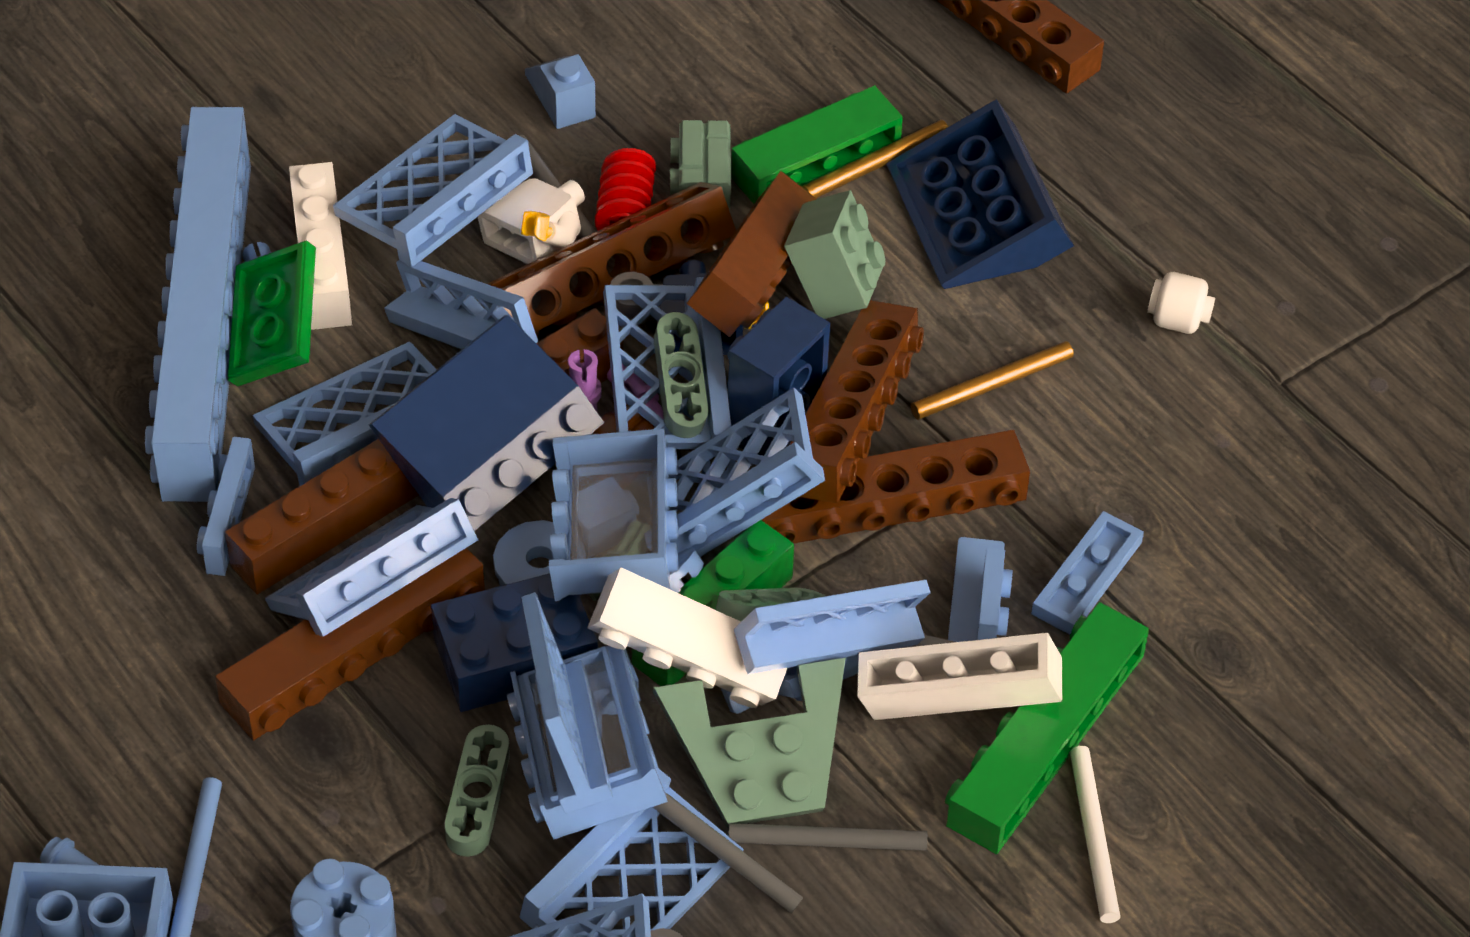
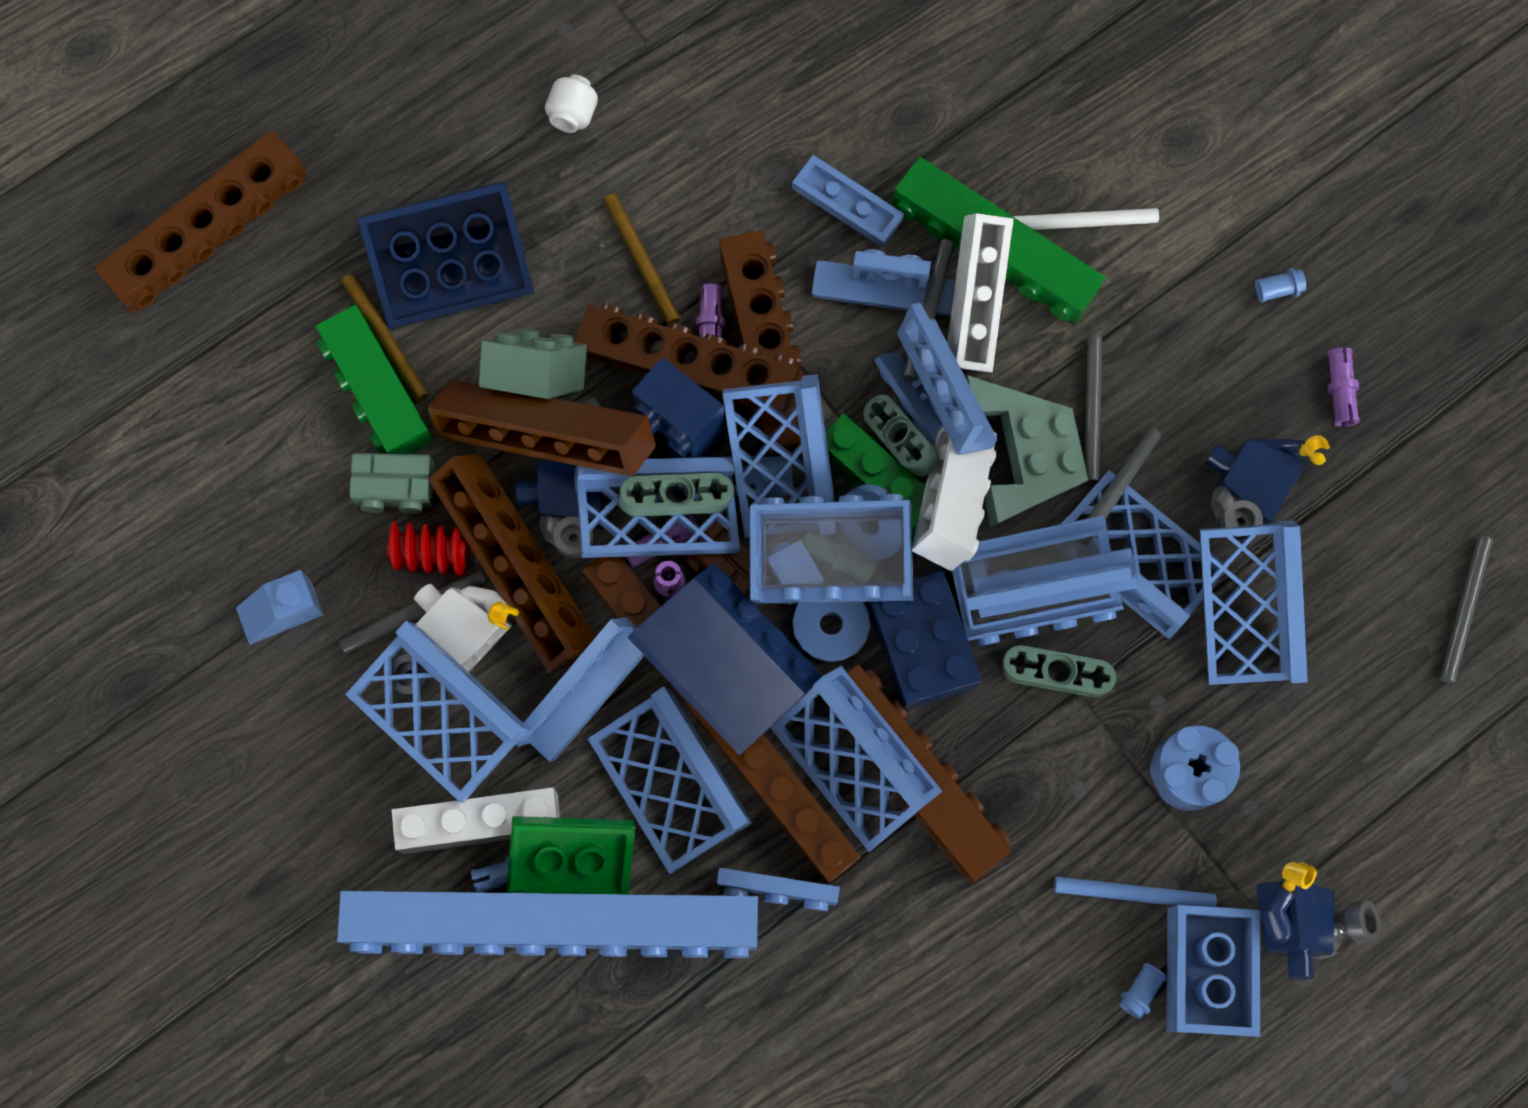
camera: 90 degrees left, 25 degrees up
(883, 441) = (710, 318): none -> medium lavender pin

